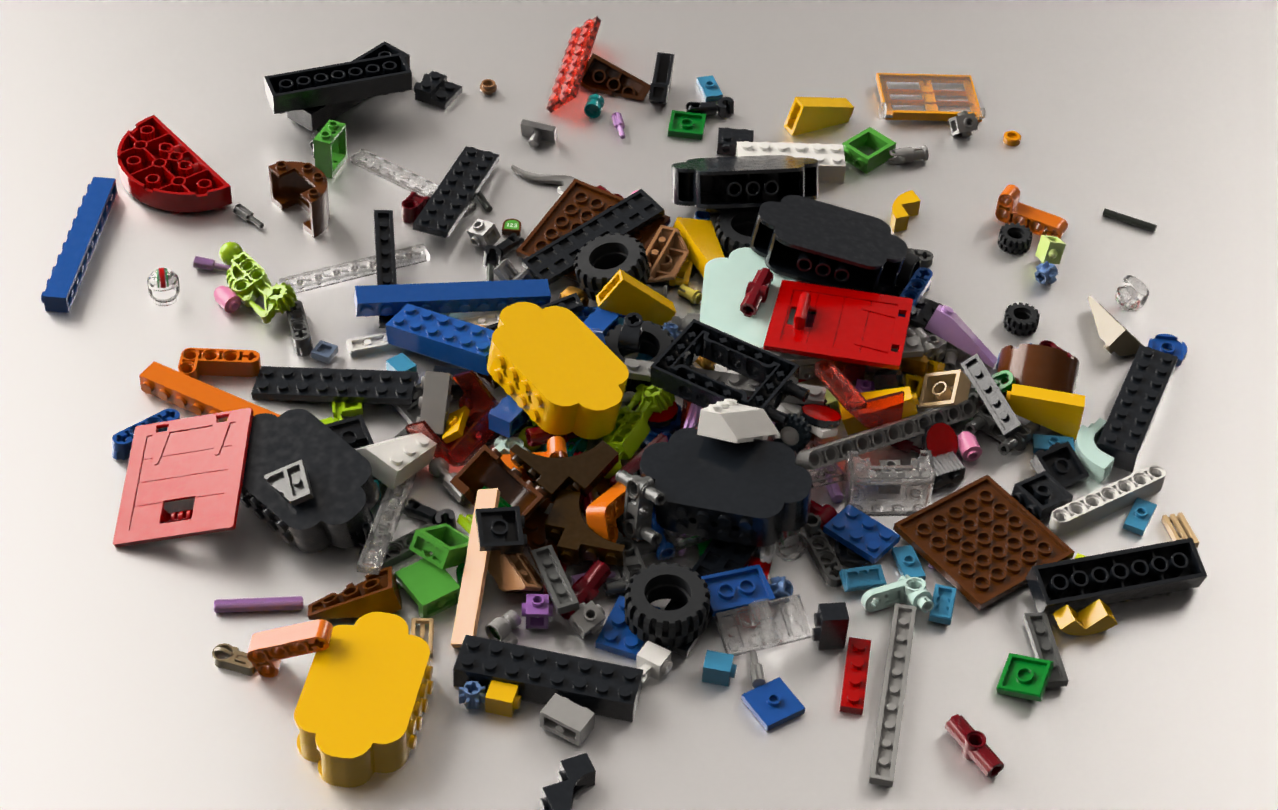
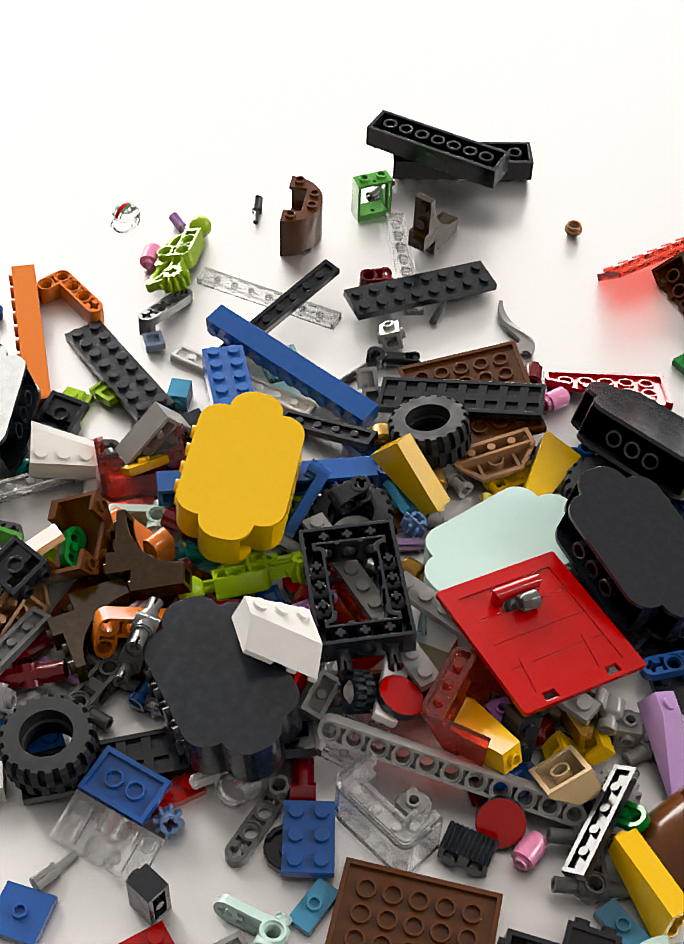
camera: 50 degrees right, 5 degrees up
(79, 245) = (123, 155): blue brick -> none
(166, 172) = (246, 139): red brick -> none
(408, 140) = (428, 230): none -> dark brown arch
(429, 515) = (31, 518): black piece -> none
(436, 90) = (528, 206): black plate -> none
(511, 226) = (427, 348): tile -> none
(538, 132) = (557, 287): flat silver tile -> none
(594, 106) = (636, 297): teal wheel -> none
(618, 123) = (639, 326): lavender axle -> none
(657, 170) = (577, 381): none -> wing
(718, 668) = (23, 838): dark azure brick -> none
(756, 292) = (509, 543): dark red piece -> none
(817, 310) = (528, 600): none -> dark grey hose
(862, 578) = (251, 879): dark azure plate -> none

